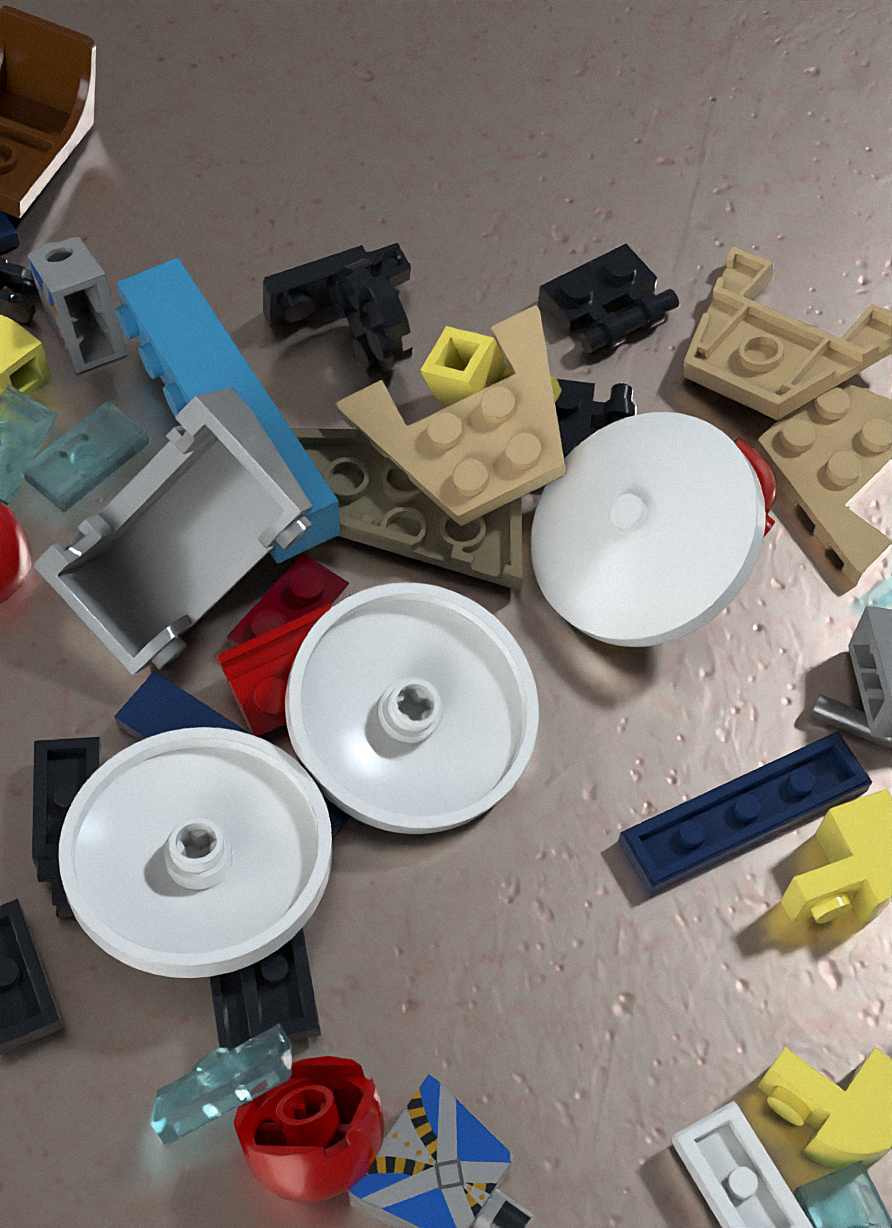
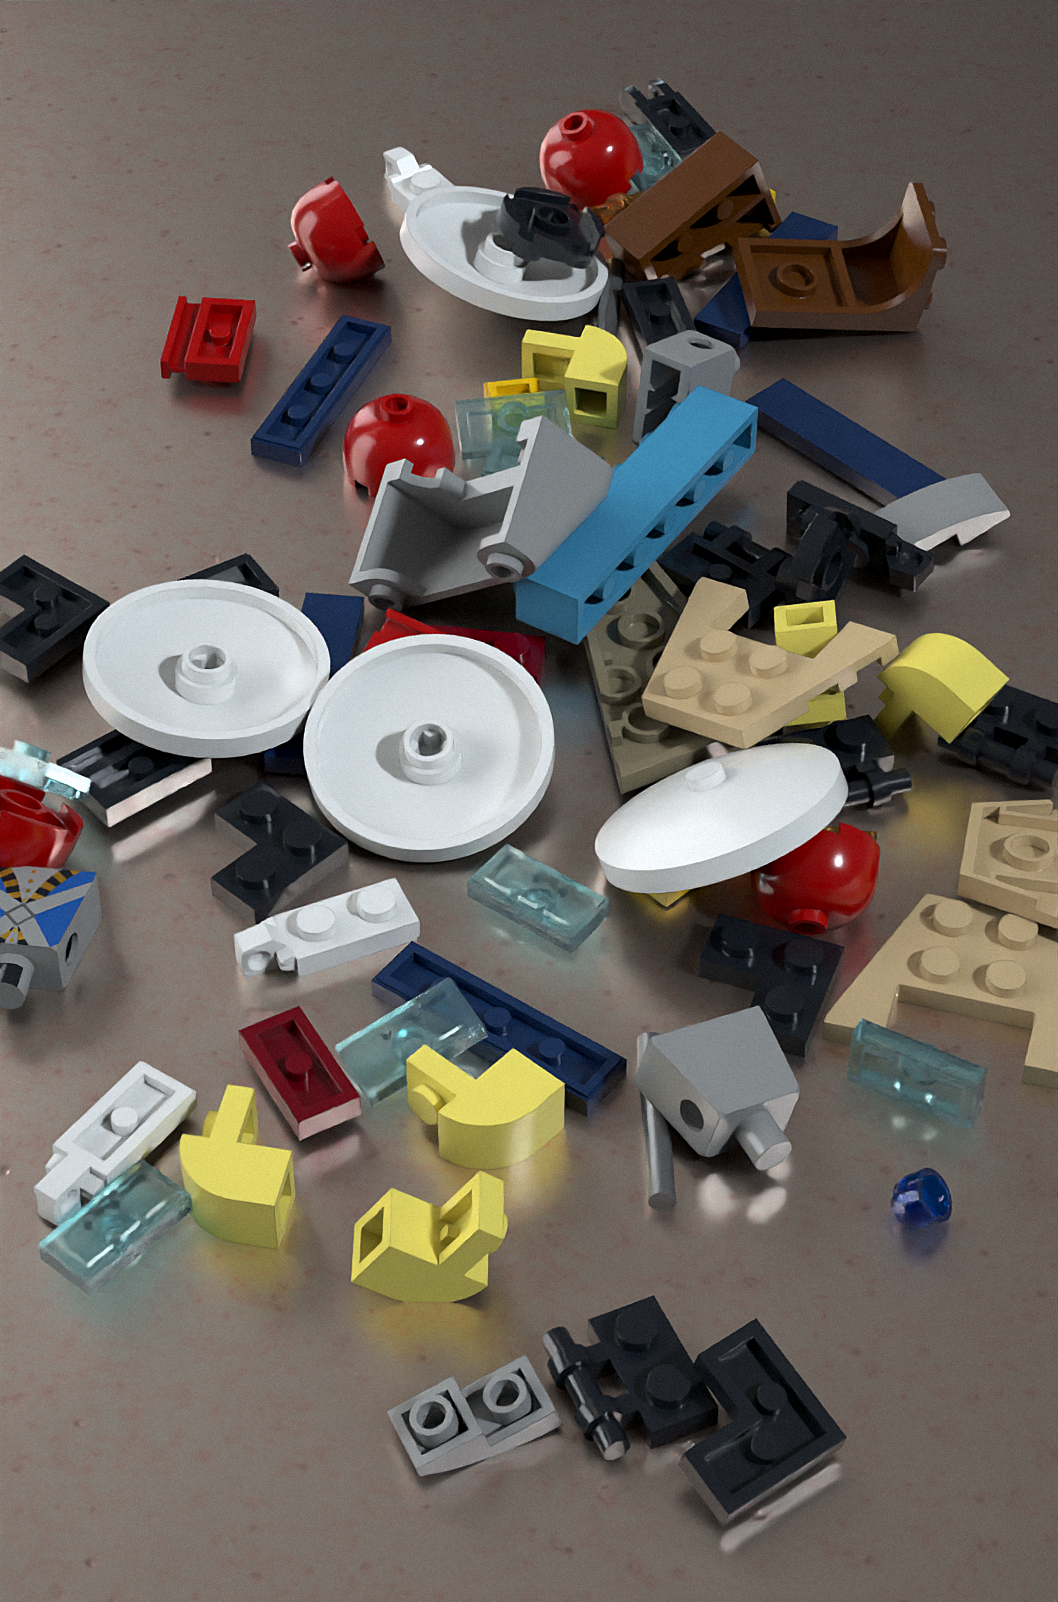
camera: 65 degrees right, 15 degrees down
(207, 236) = (840, 443): none -> dark blue tile
(310, 395) = (729, 558): none -> black plate
(343, 211) = (949, 508): none -> light grey slope
(442, 883) = (282, 857): none -> black plate
(567, 893) = (329, 931): none -> white hinge
(581, 307) = (940, 682): none -> light yellow brick
(621, 709) = (538, 898): none -> clear light blue plate
(740, 998) = (299, 1072): none -> dark red plate
(748, 888) = (380, 1050): none -> clear light blue plate
(805, 576) = (785, 971): none -> black plate

